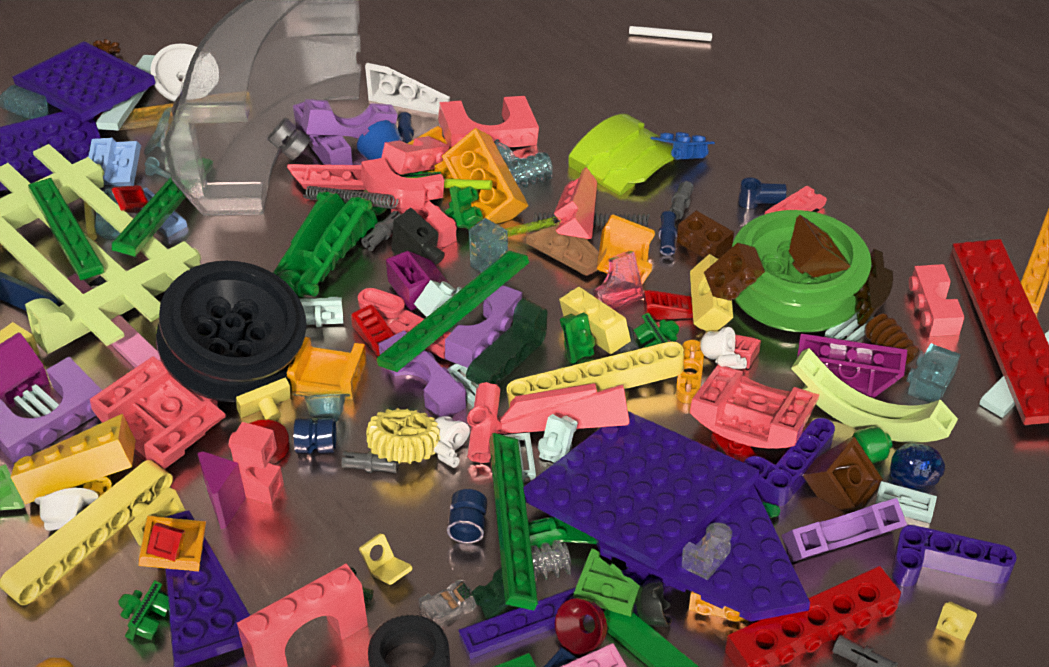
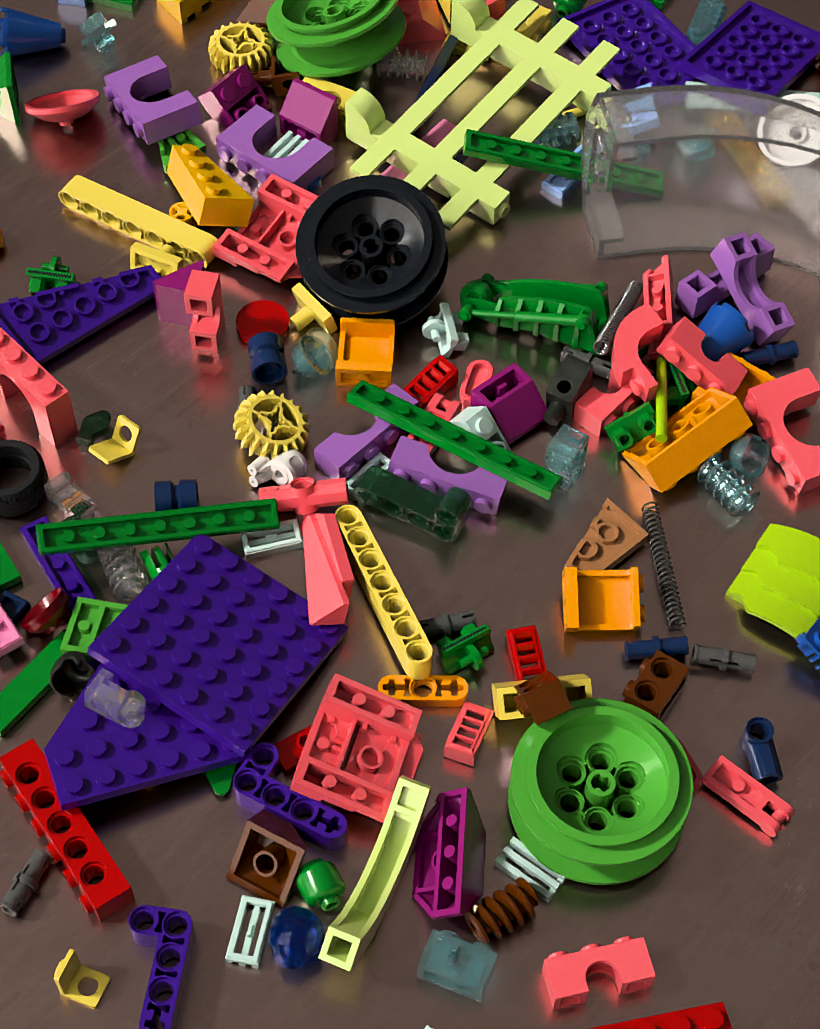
camera: 80 degrees right, 10 degrees up
(63, 506) = (155, 192): white piece -> none
(66, 229) = (492, 94): green tile -> none
(130, 198) = (574, 142): red slope -> none
(165, 541) = (99, 264): red tile -> none
(191, 546) = (117, 277): light orange tile -> none
(296, 142) = (705, 241): flat silver wheel -> none
(523, 229) = (627, 500): lime piece -> none
(557, 438) = (282, 563): light aqua hips -> none
(577, 206) = (673, 542): coral wedge -> none
(577, 336) = (439, 562): green hips -> none
(605, 323) = (483, 564): light yellow arch -> none
(622, 282) = (537, 599): clear pink tile -> none
(721, 347) = (448, 711): white piece -> none
(815, 250) = (589, 781): reddish brown slope -> none
(843, 530) = (200, 881): medium lavender arch -> none
(875, 290) = (580, 885): dark brown slope -> none

